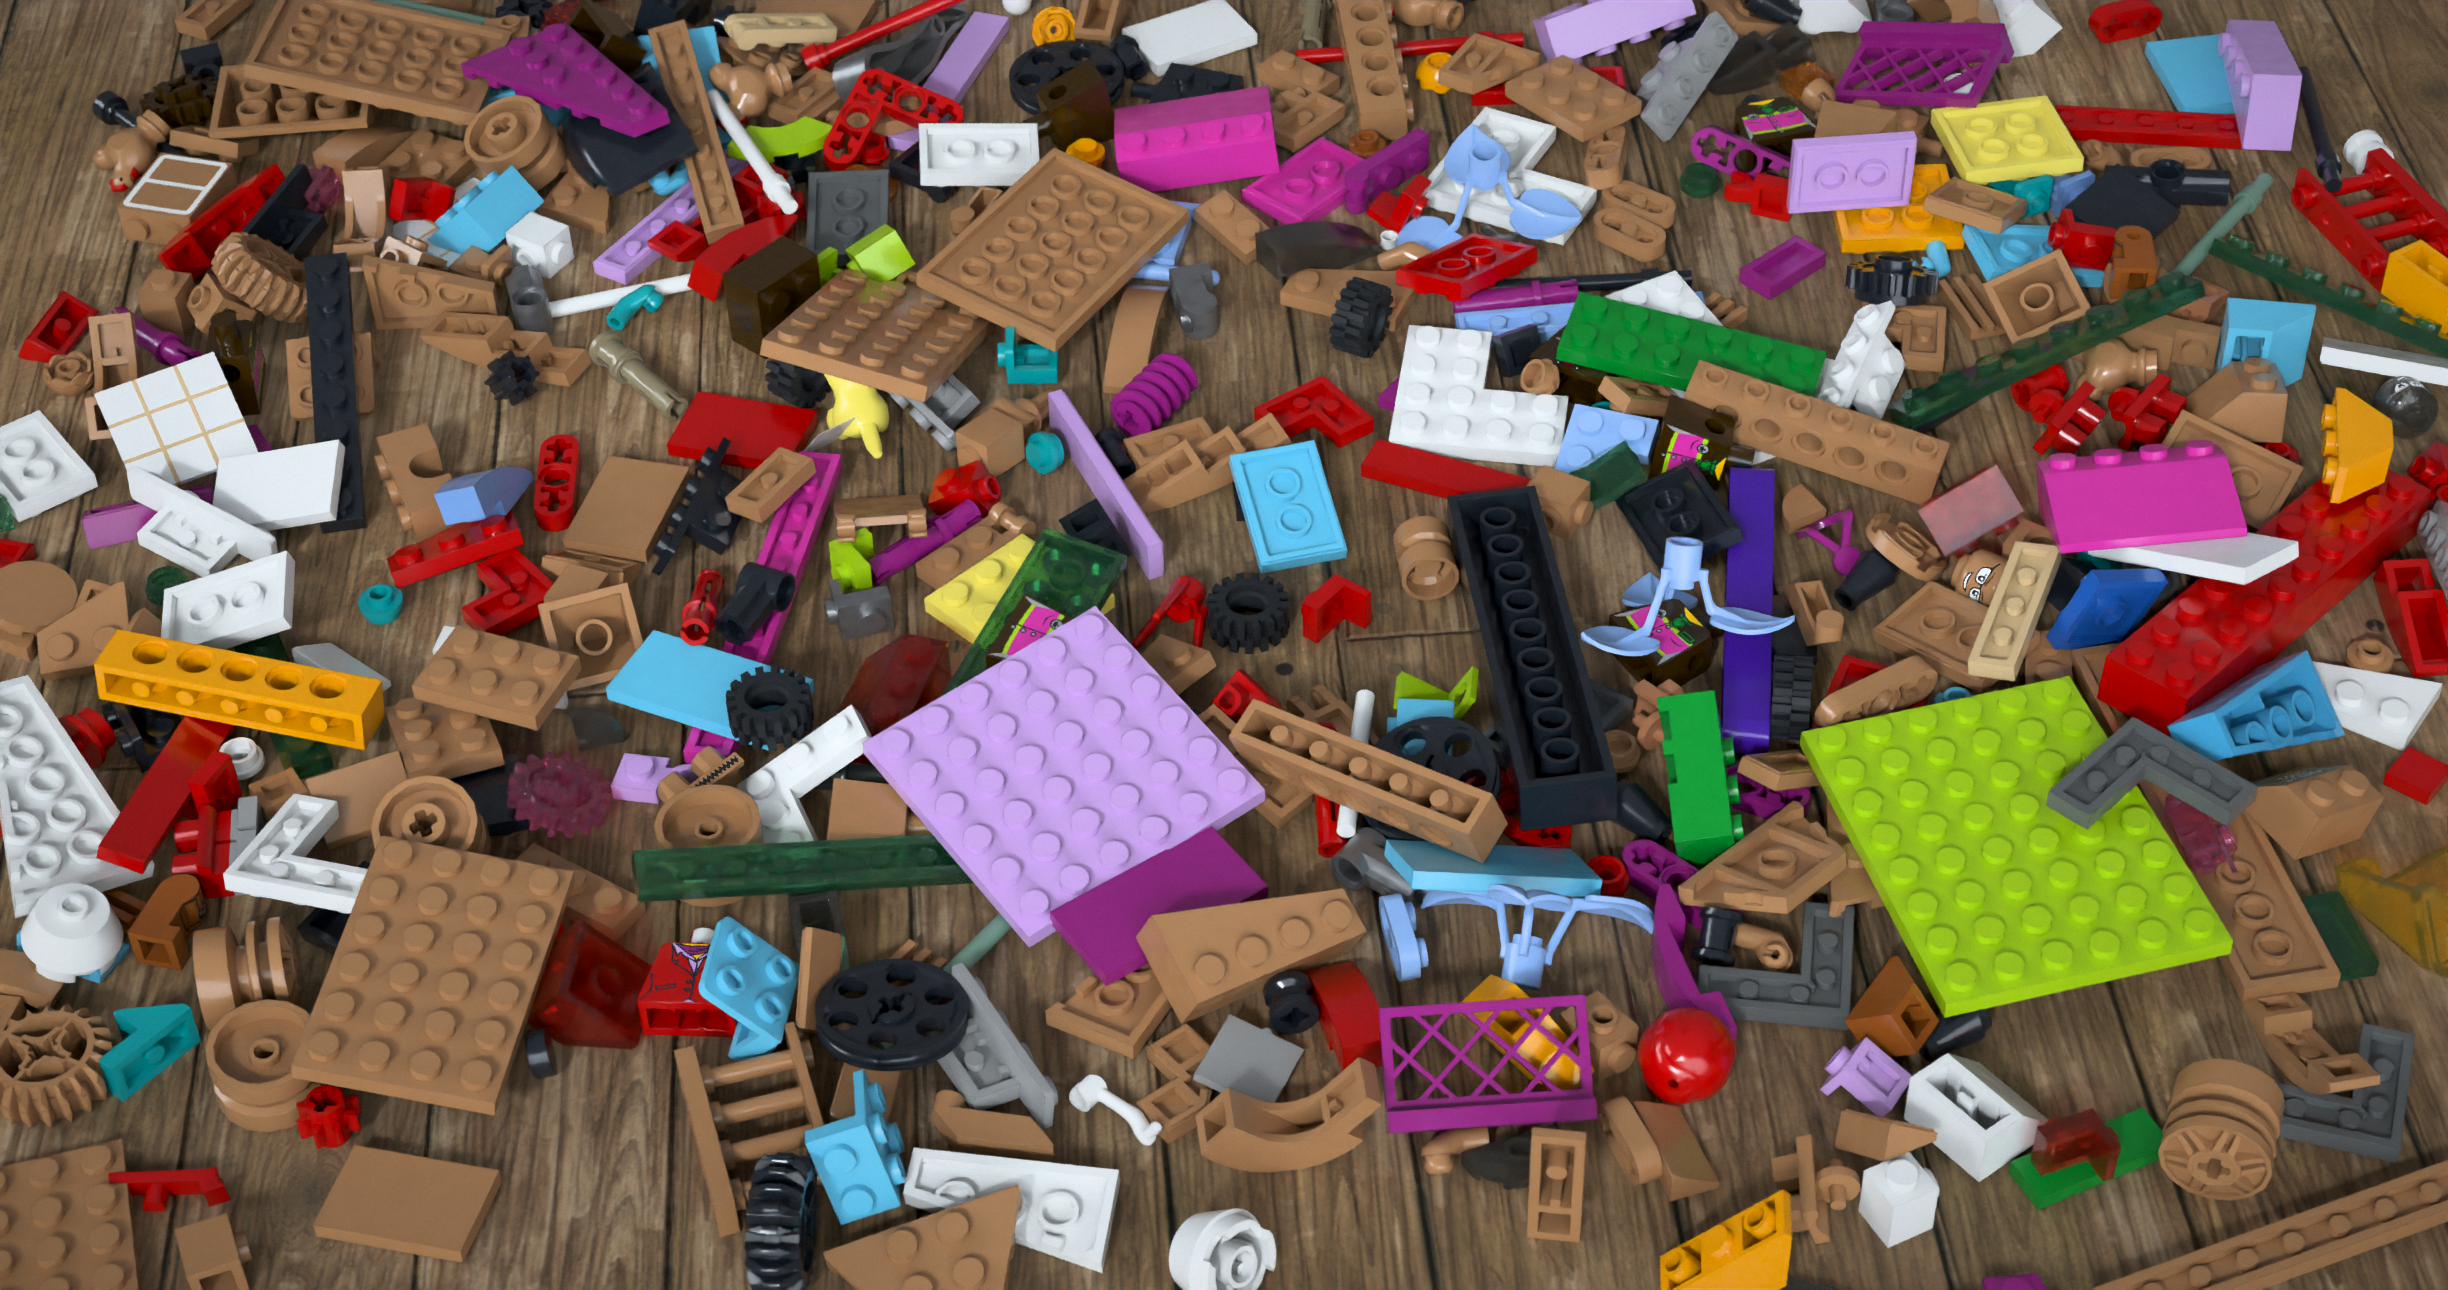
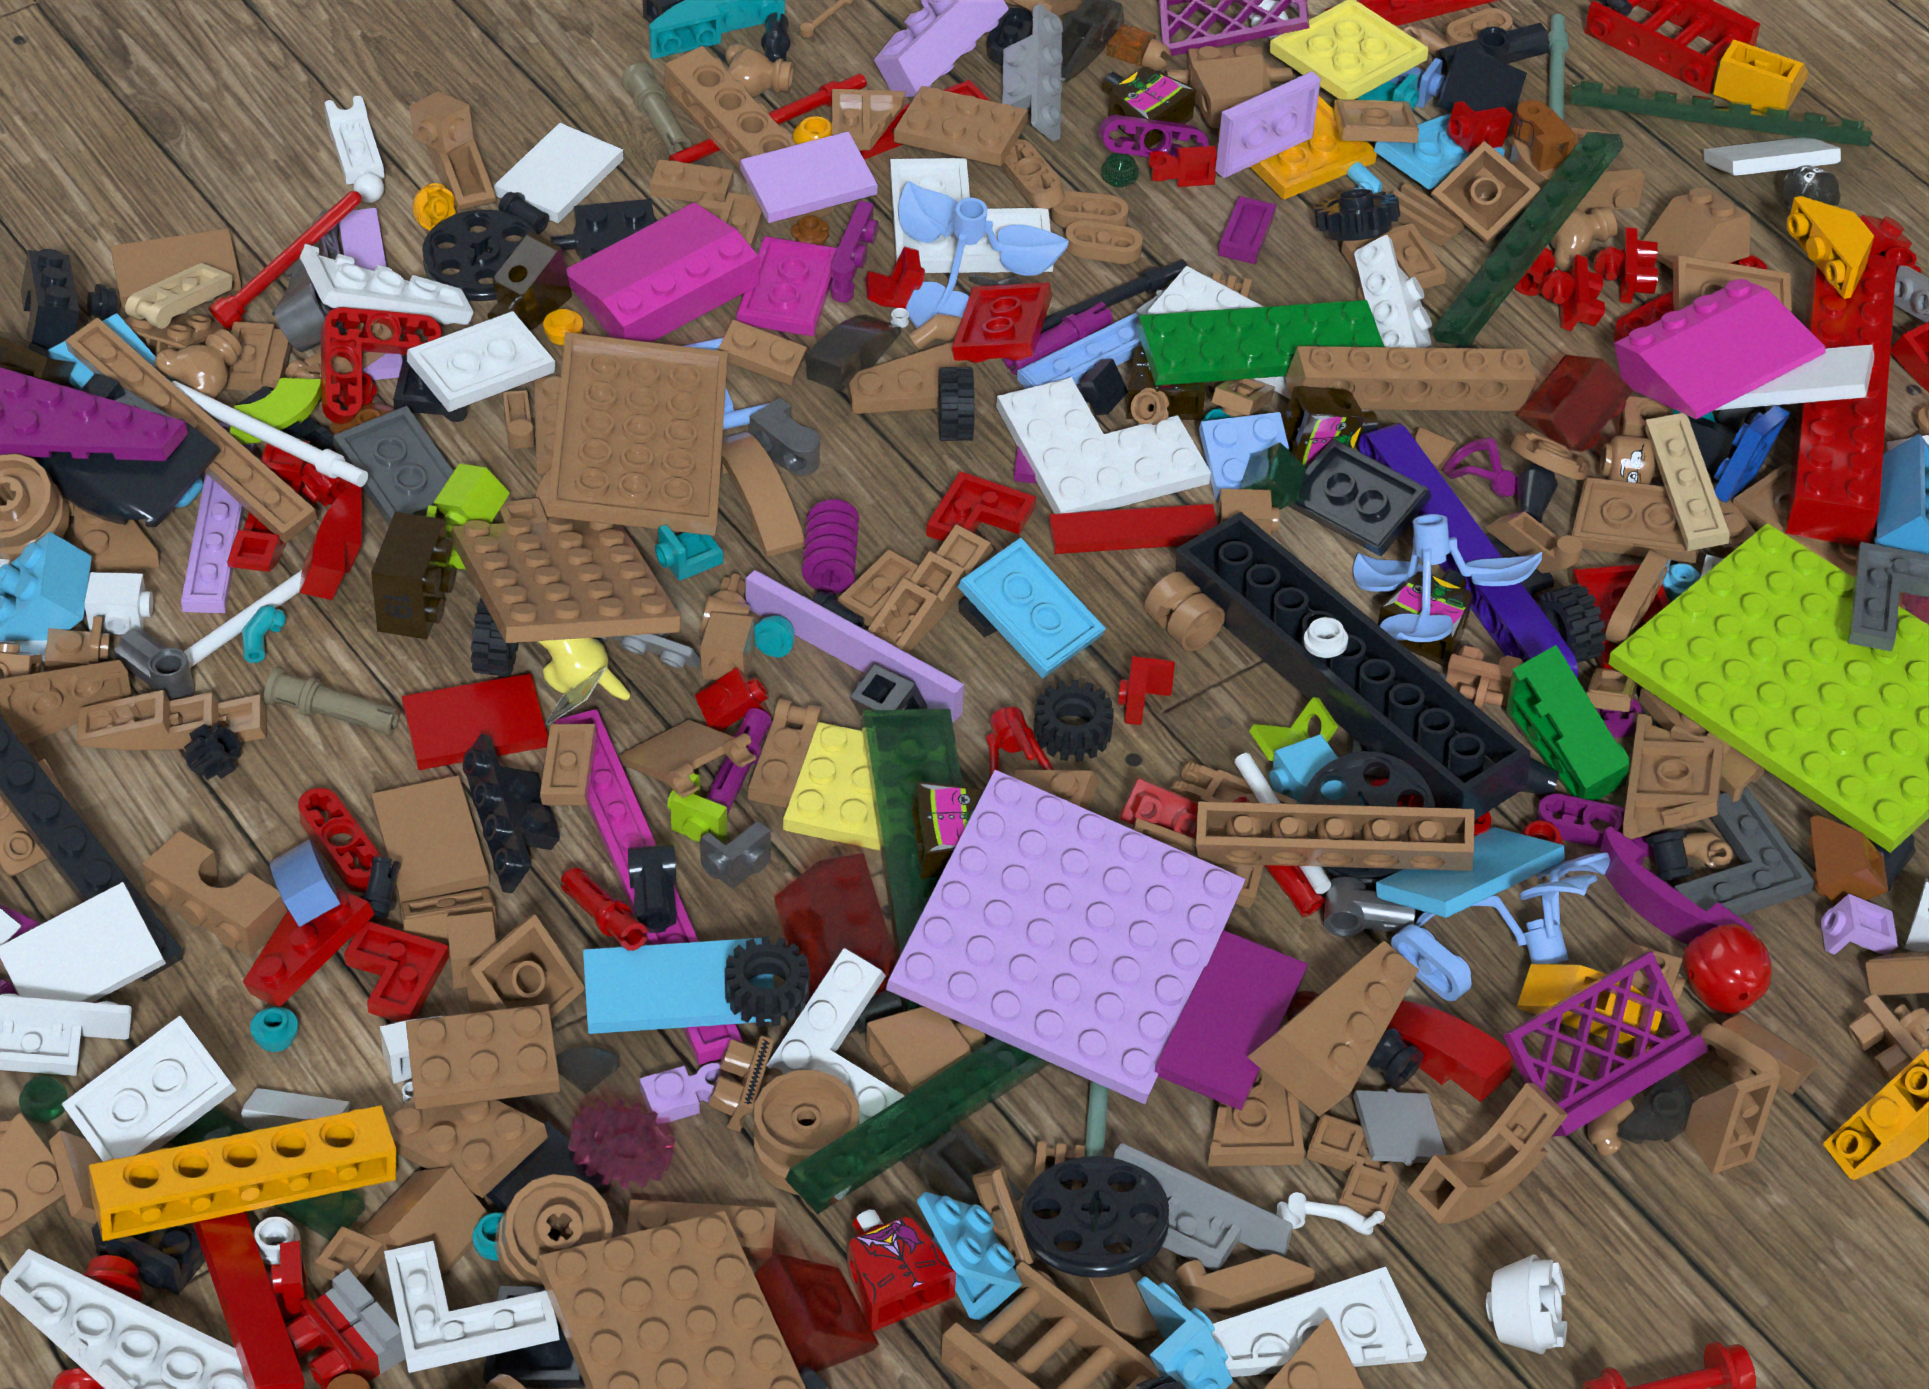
camera: 35 degrees left, 5 degrees up
(548, 529) = (382, 886): none -> black pin
(918, 62) = (350, 286): none -> white wing
(1382, 93) = (808, 177): none -> lavender tile
(1505, 610) = (1326, 638): none -> white plate
(2266, 331) = (1675, 168): medium azure slope -> none

